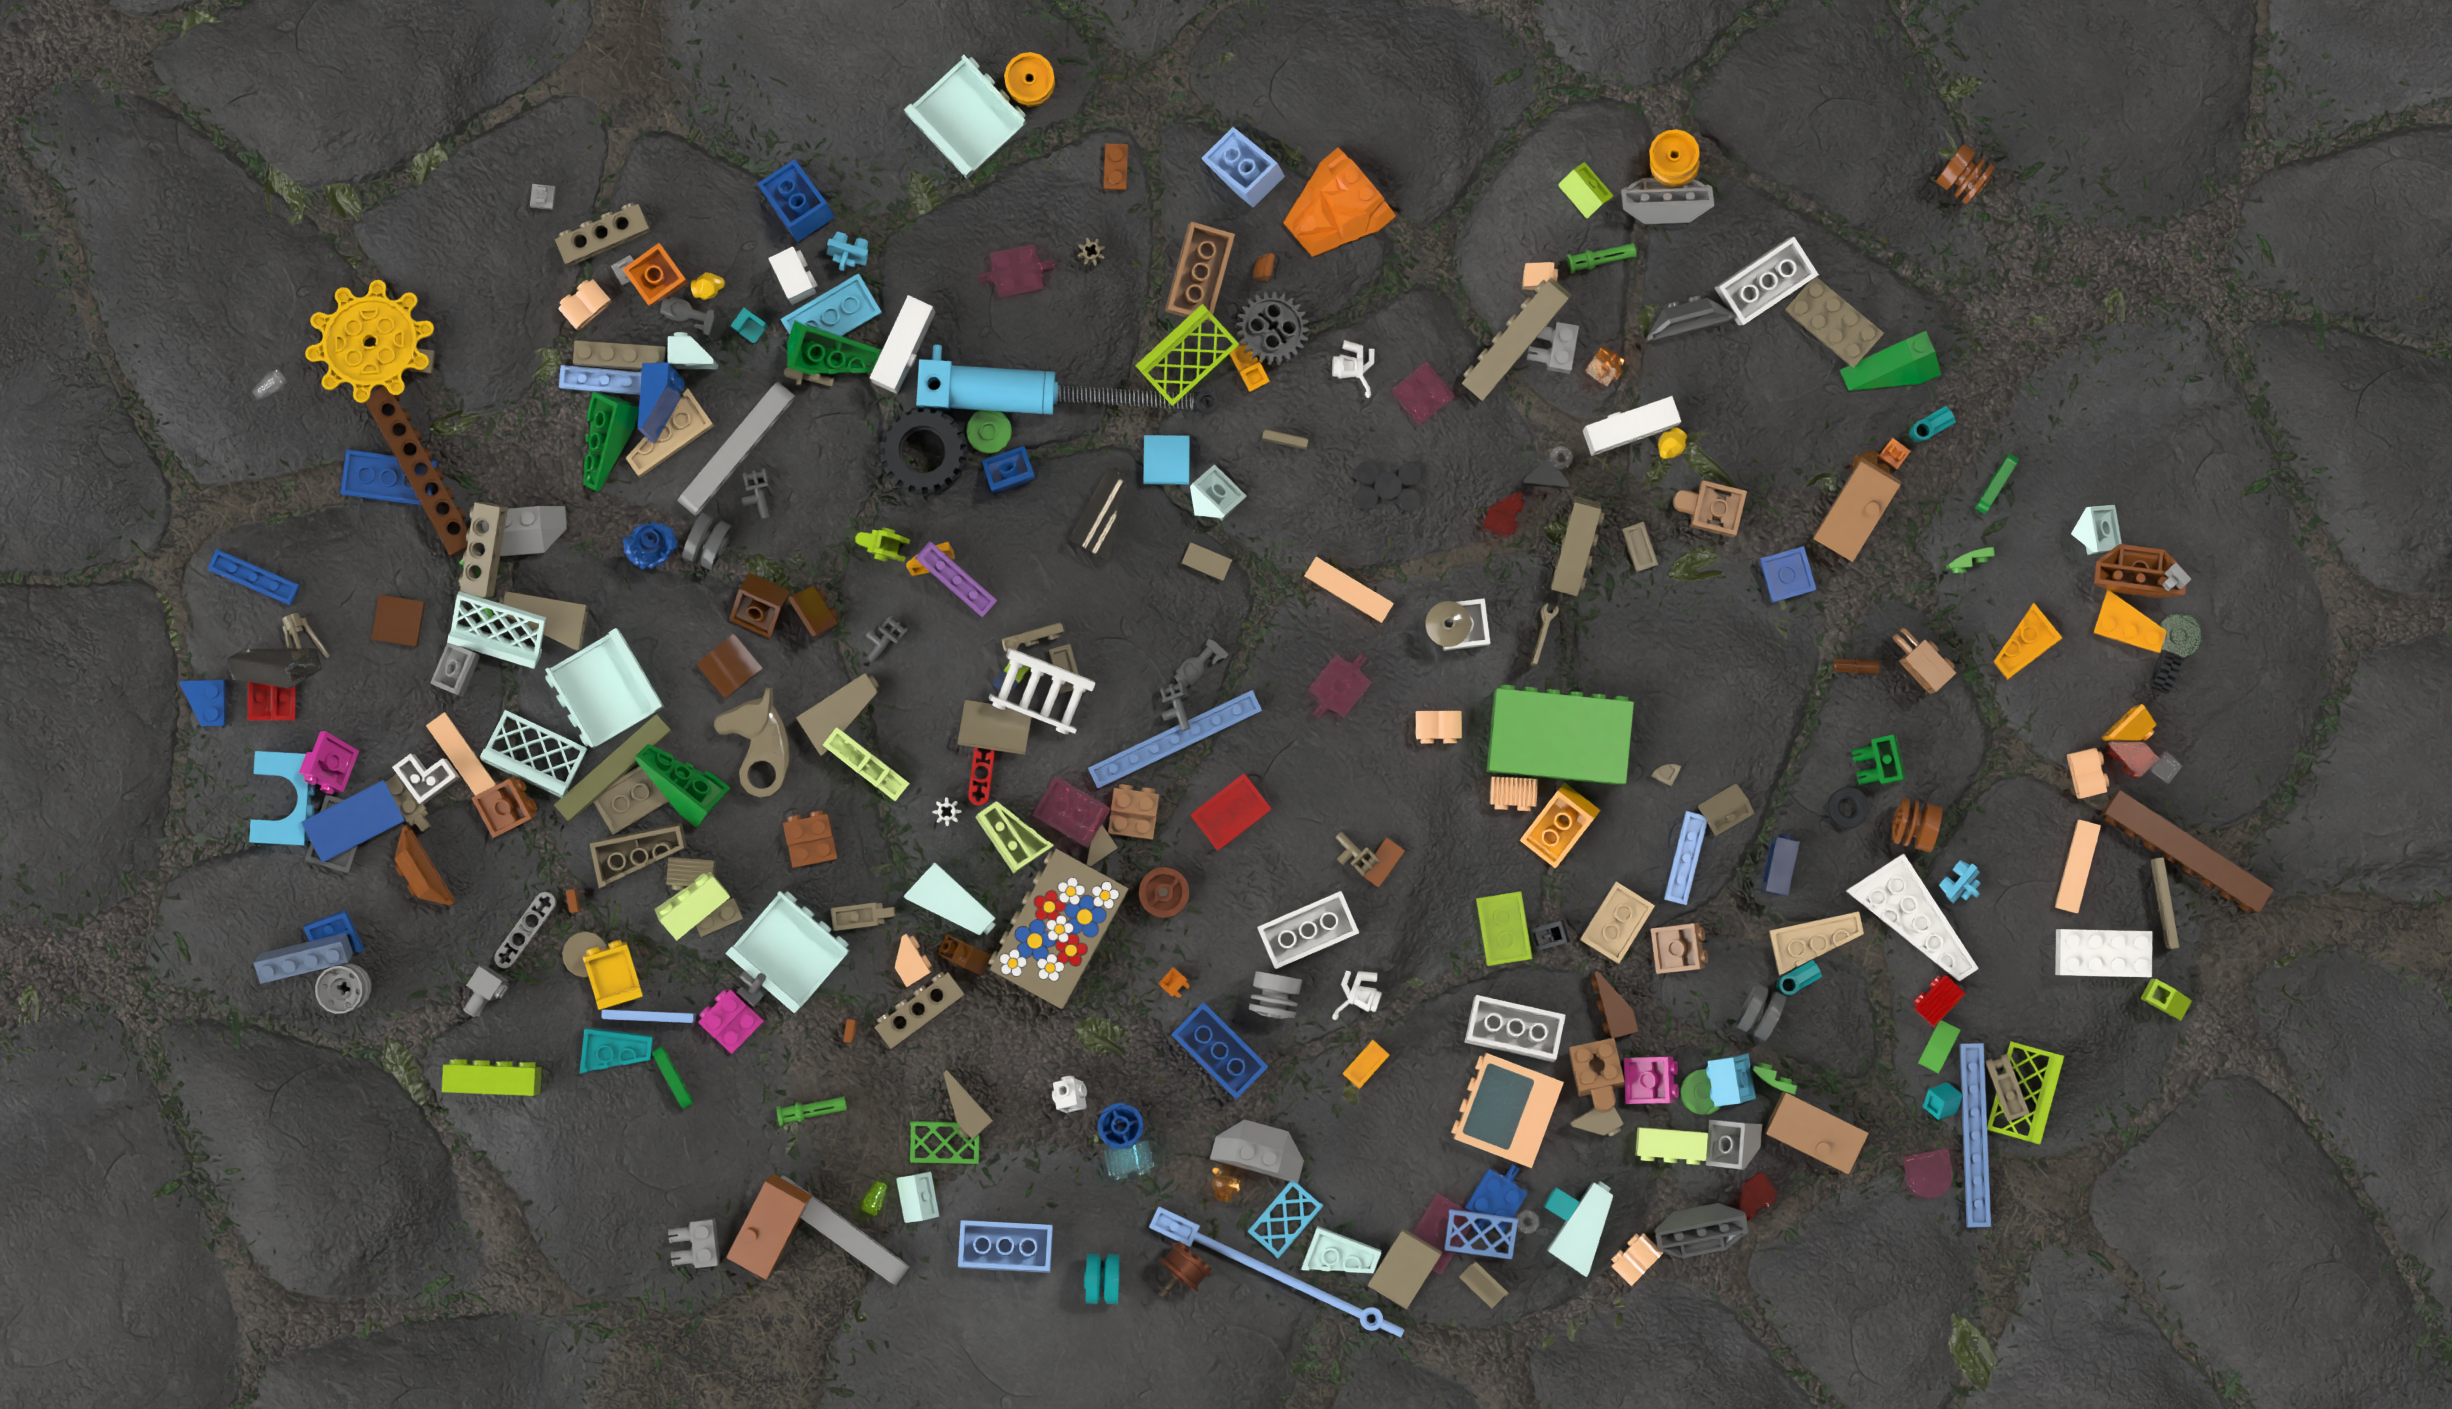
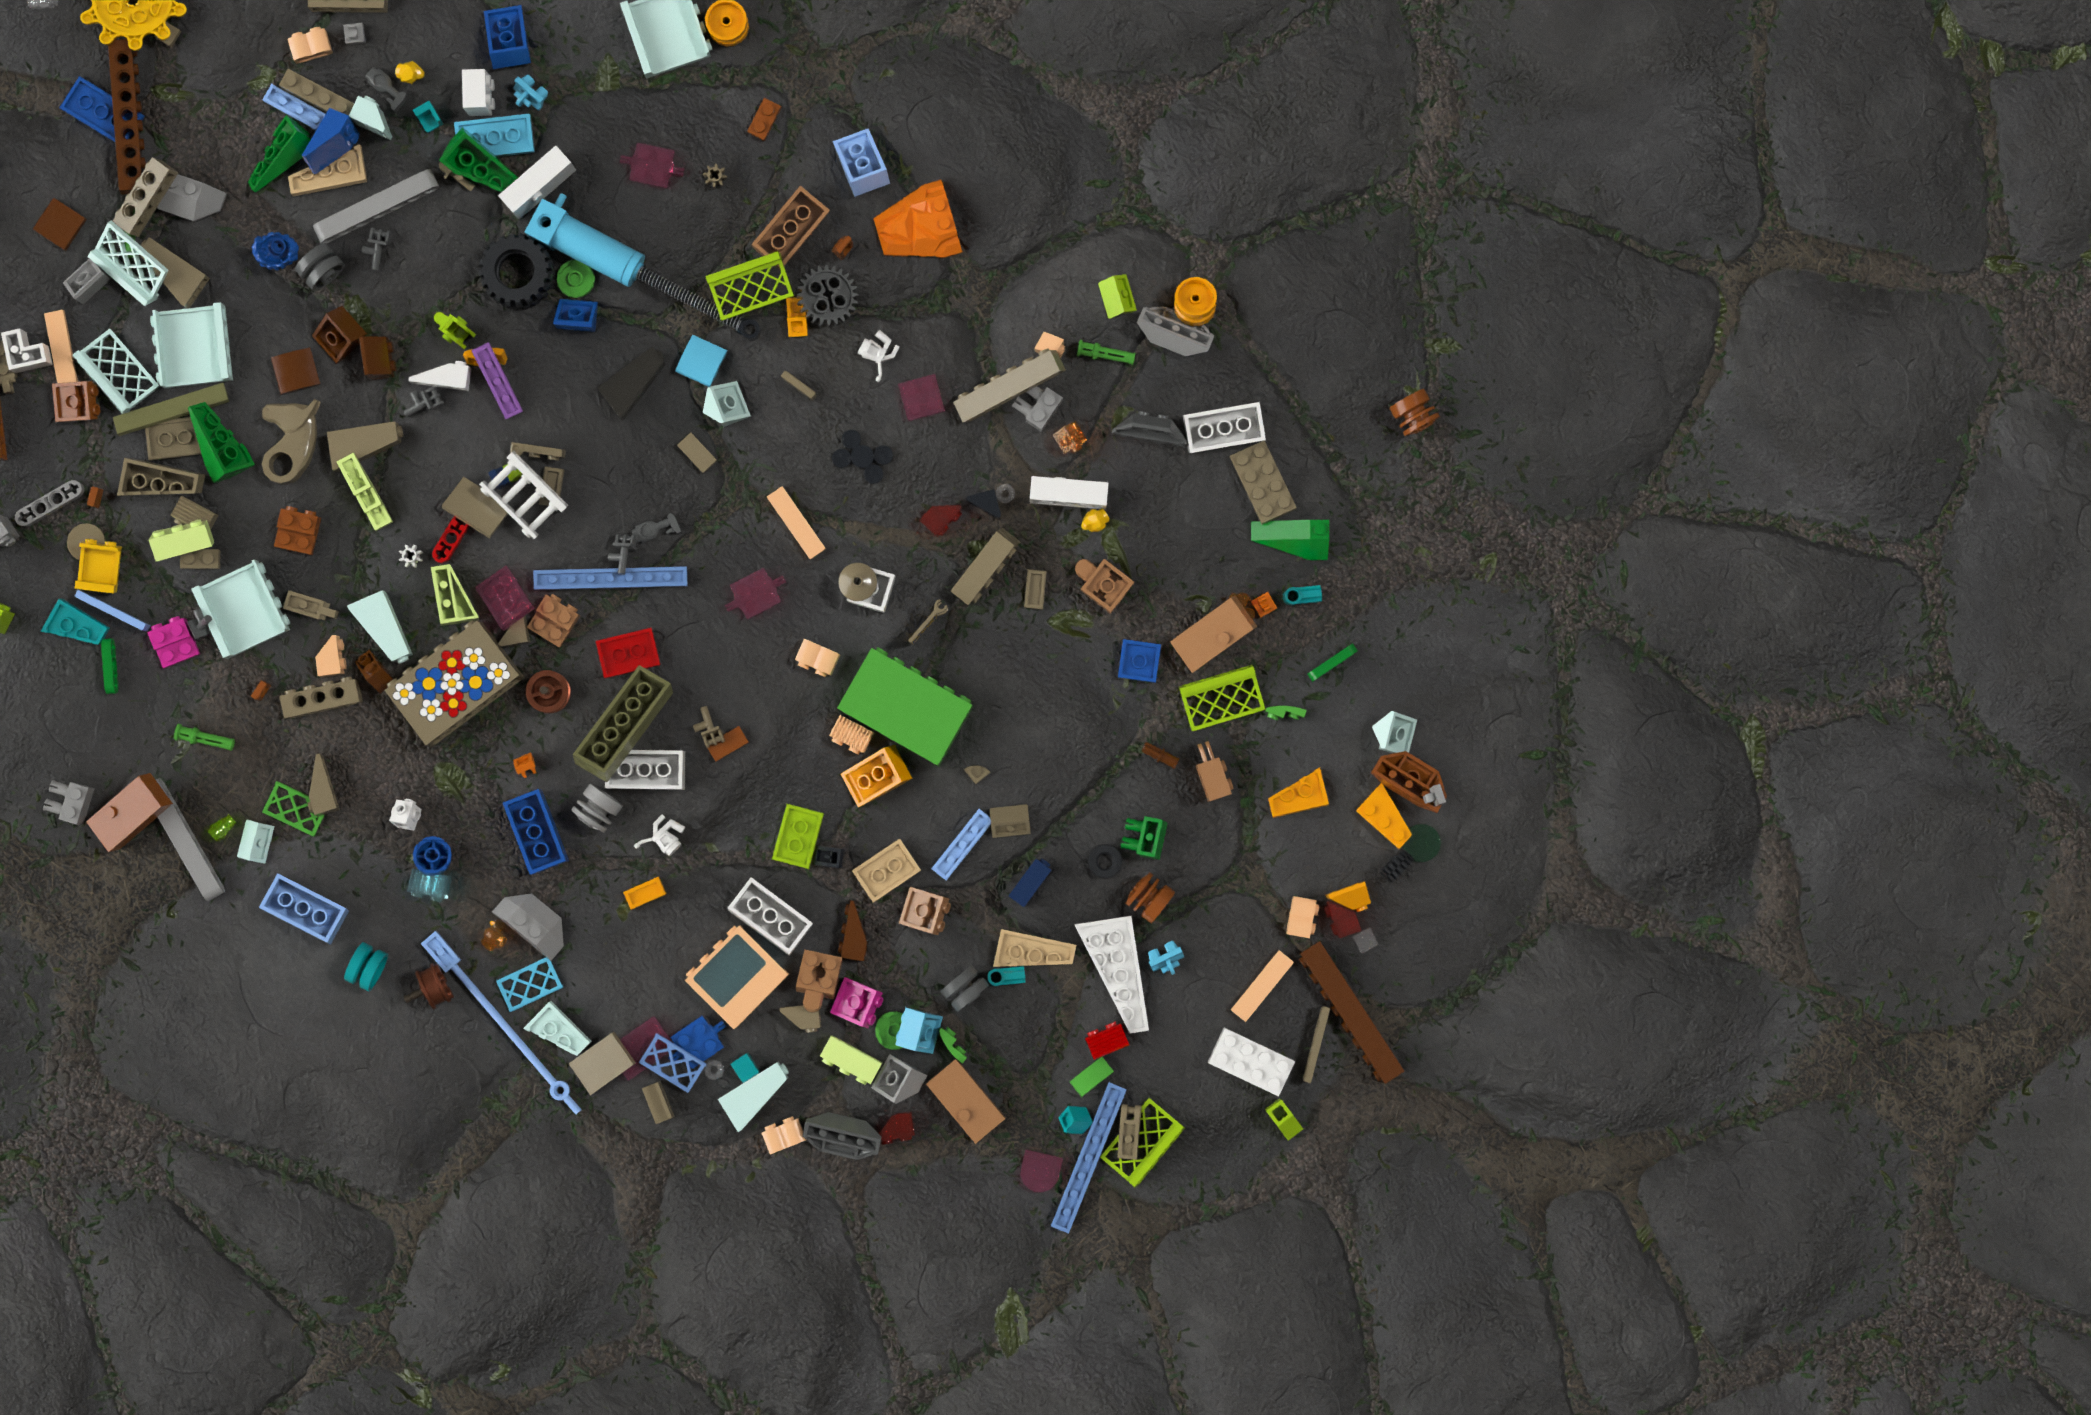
camera: 30 degrees right, 0 degrees up
(655, 275) = (373, 46): orange slope -> none
(900, 598) = (447, 376): none -> white slope
(1264, 890) = (623, 723): none -> olive brick
(1878, 563) = (1215, 682): none -> lime fence

